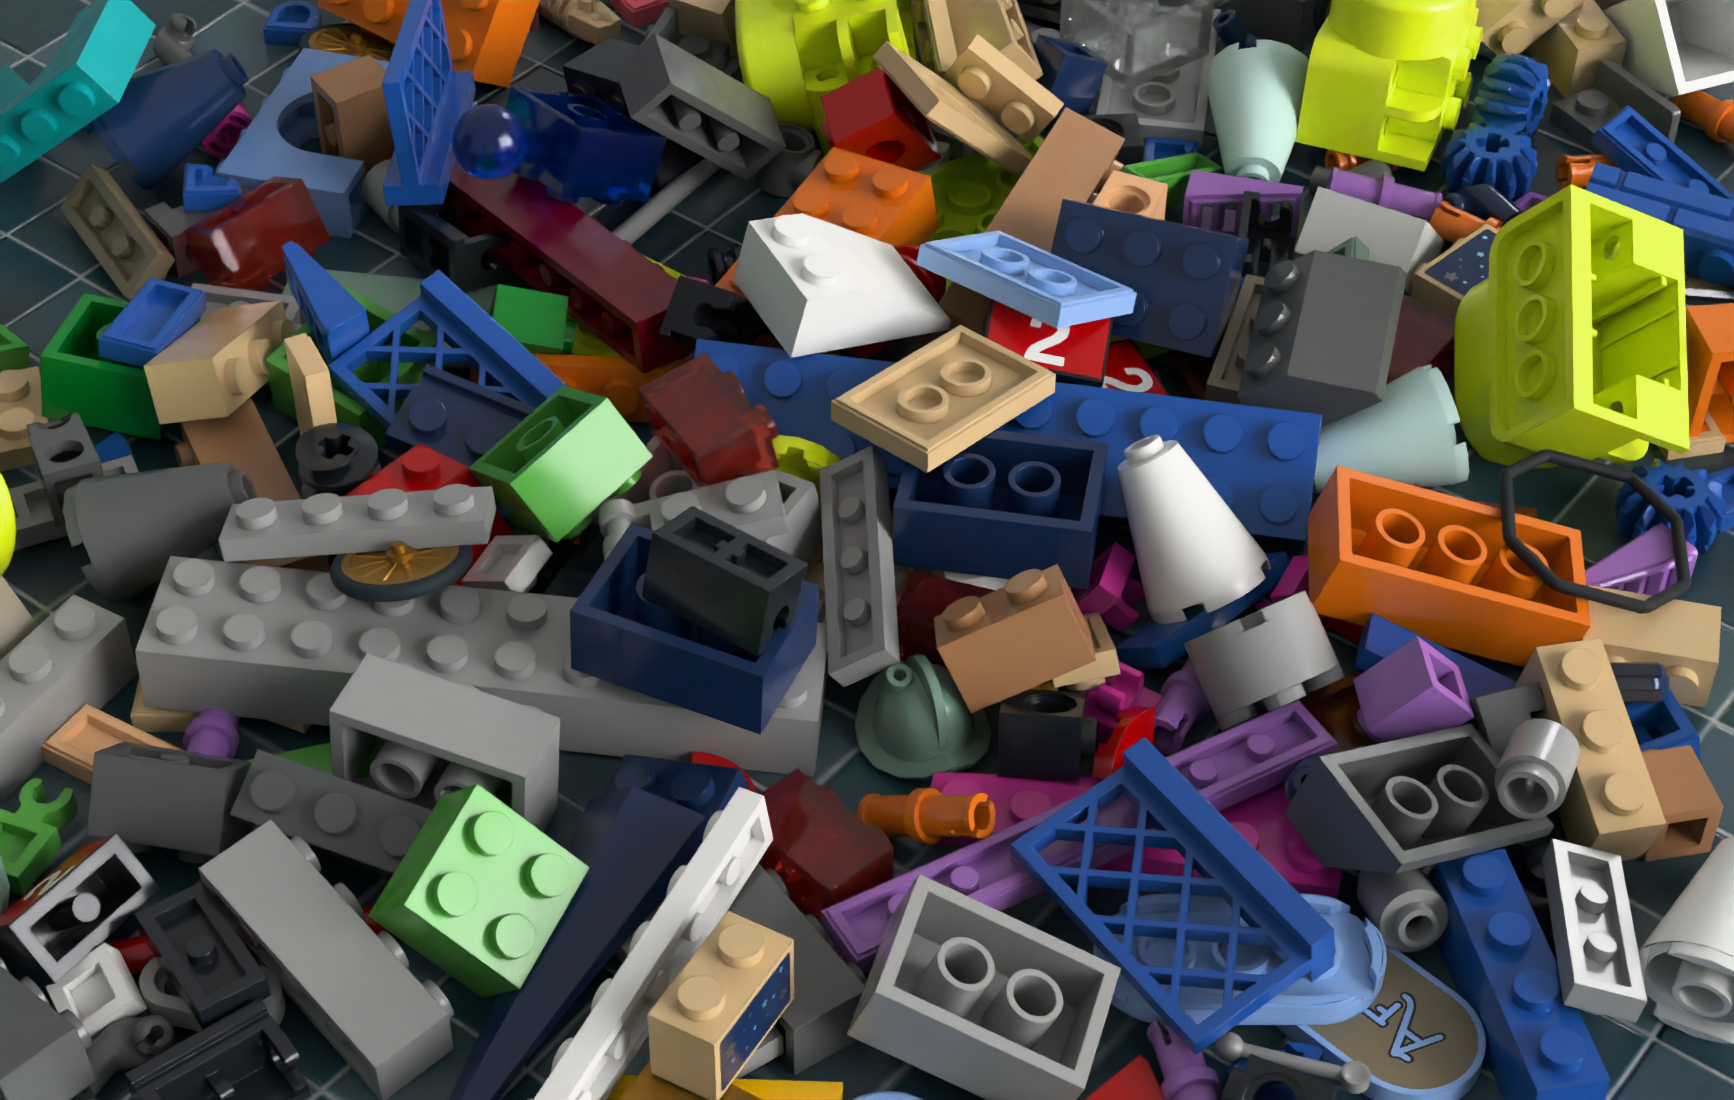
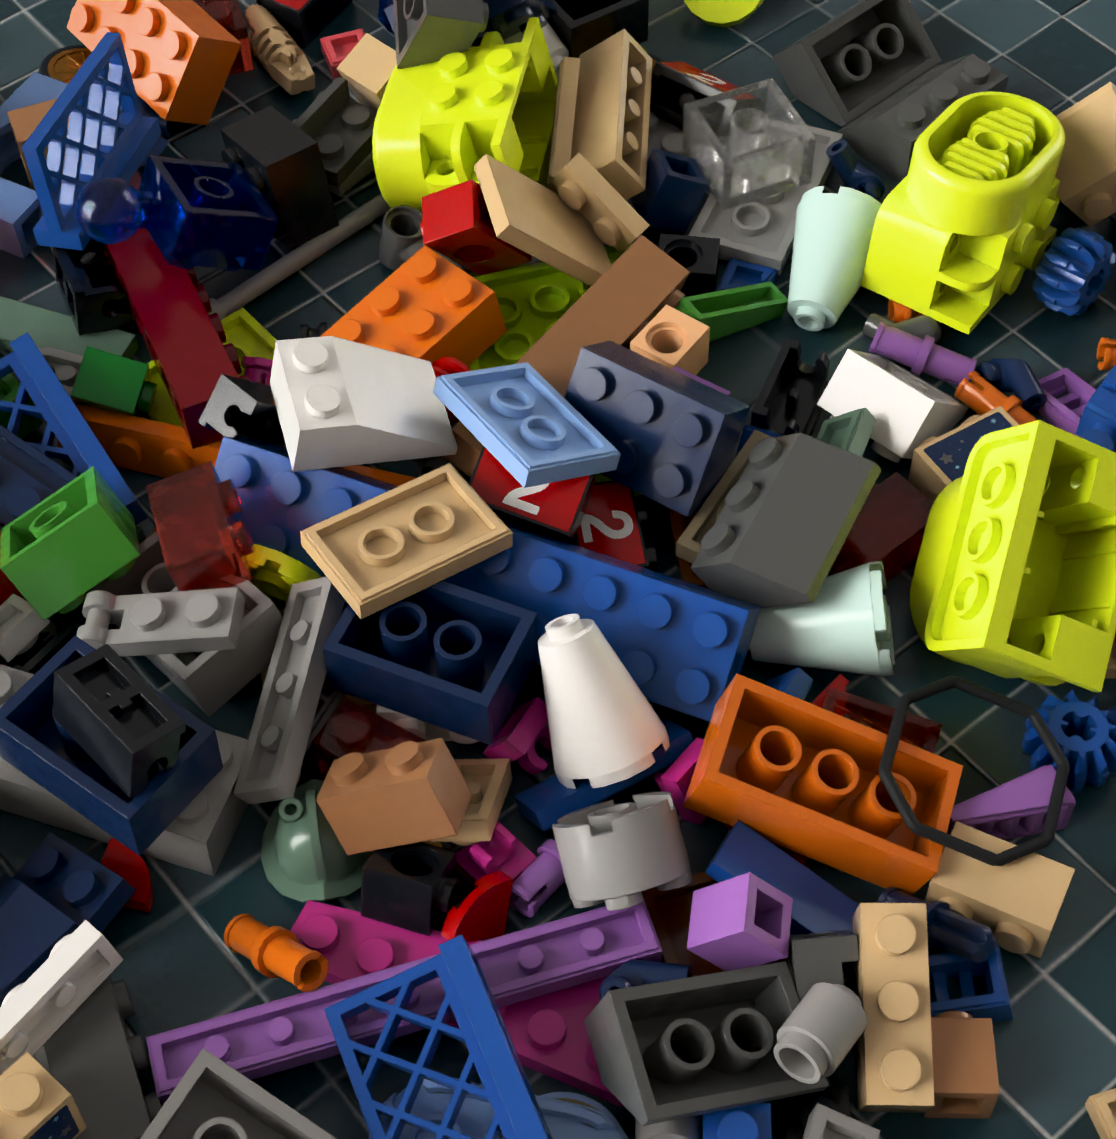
camera: 15 degrees right, 10 degrees up
(290, 22) = (48, 37): blue tile -> none
(699, 107) = (317, 191): dark grey brick -> none
(822, 845) = (173, 960): clear red brick -> none
(1224, 190) = (762, 335): medium lavender slope -> none
(1491, 158) = (1034, 333): blue gear -> none

